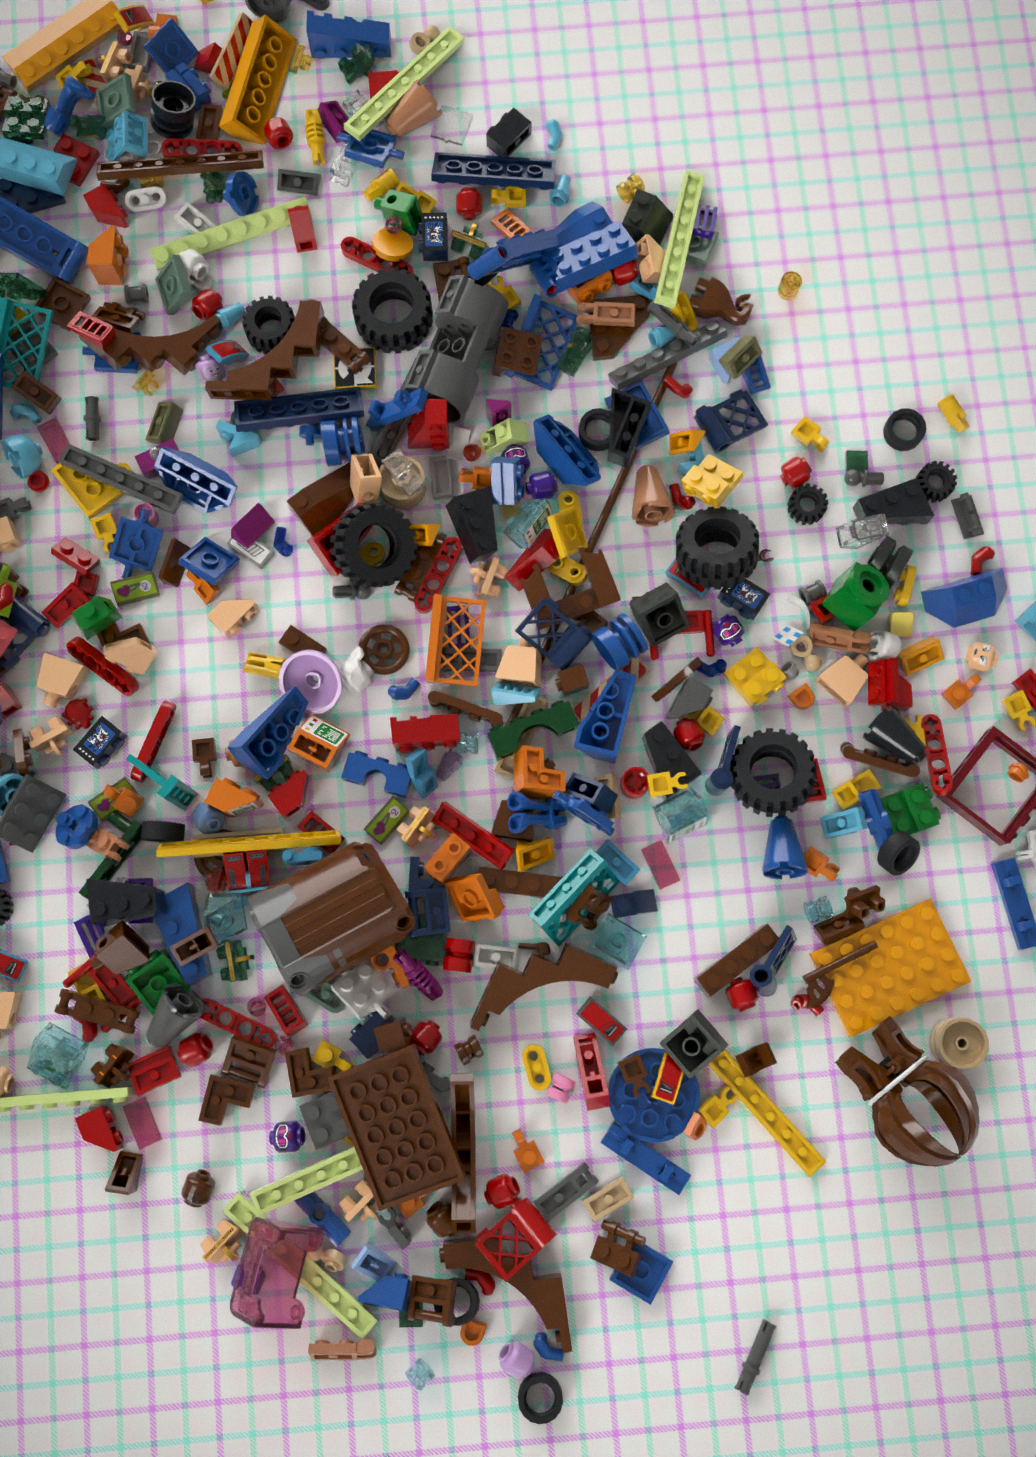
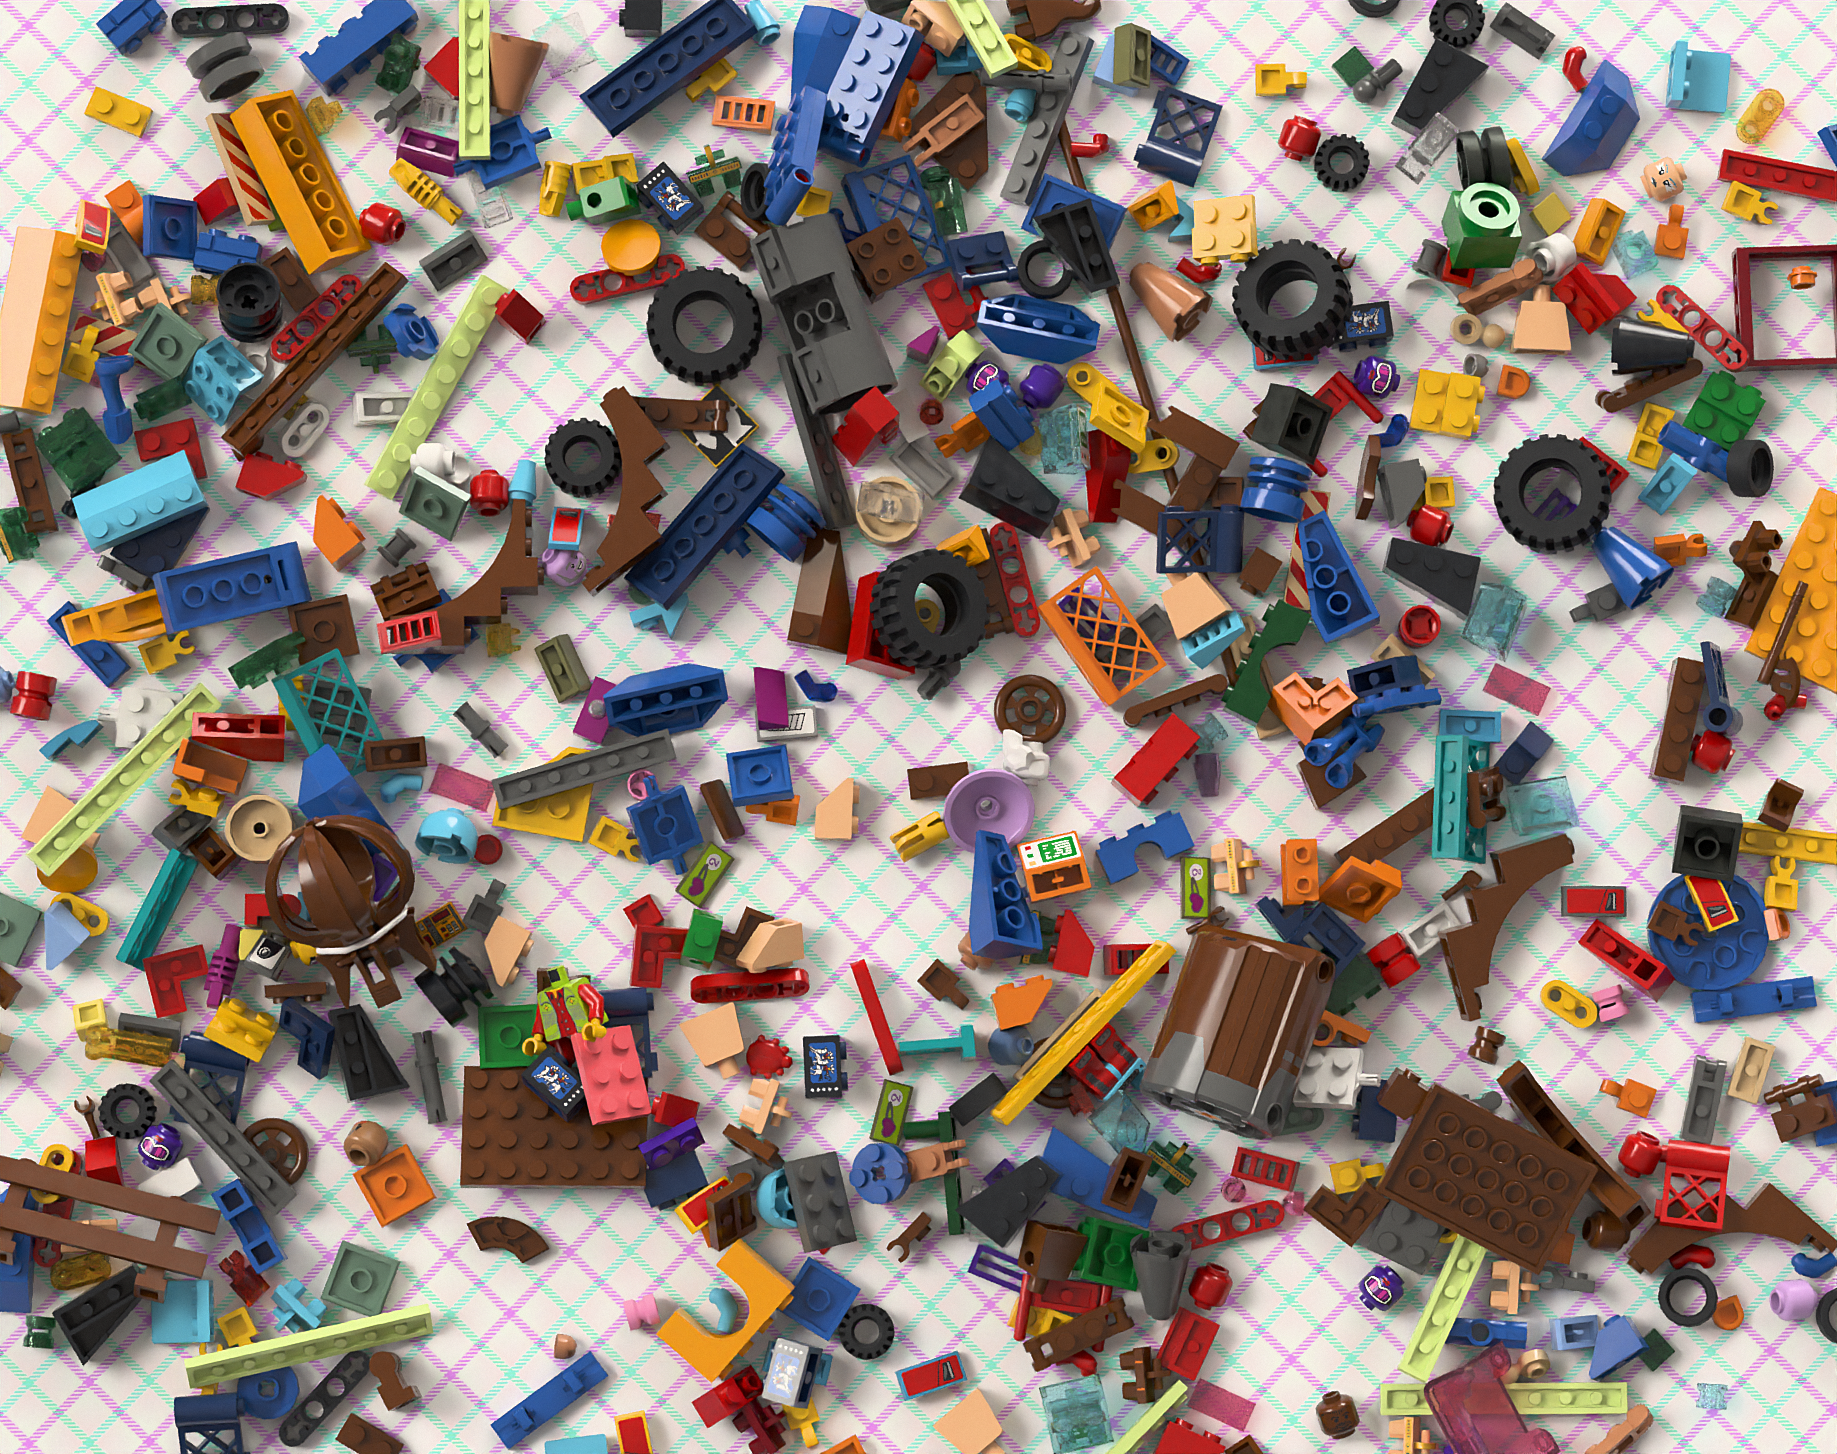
camera: 45 degrees left, 5 degrees up
(67, 875) = (918, 1230): none -> reddish brown plate
(75, 556) = (607, 894): plate -> none
(125, 800) = (906, 1102): orange plate -> none
(221, 1092) = (1274, 1307): reddish brown plate -> none
(250, 1055) = (1273, 1242): reddish brown plate -> none
(305, 858) = (1154, 991): dark azure plate -> none
(341, 84) = (405, 103): none -> dark grey plate
(367, 487) = (851, 543): light nougat torso -> none
(379, 846) = (1212, 920): none -> reddish brown hand
(394, 230) = (620, 228): clear pink hinge -> none
(401, 406) = (819, 438): blue hinge -> none
(403, 692) = (1091, 738): blue arm -> none
(419, 975) = (1372, 1015): magenta hinge -> none
(421, 774) = (1191, 808): dark azure slope -> none
(426, 1037) = (1433, 1067): red head -> none
(435, 1292) = (1657, 1306): reddish brown plate -> none
(469, 203) = (673, 126): red head -> none
(474, 835) = (1308, 823): red plate -> none
(532, 405) = (950, 306): none -> red plate
(534, 853) = (1379, 789): light orange slope -> none
(569, 391) = (981, 252): none -> dark blue plate
(662, 784) = (1452, 604): yellow plate -> none
(722, 778) = (1505, 546): dark blue piece -> none
(749, 858) = (1601, 604): none -> dark grey plate
(788, 635) = (1443, 328): white sticker -> none
(926, 691) = (1630, 266): none -> clear light blue brick

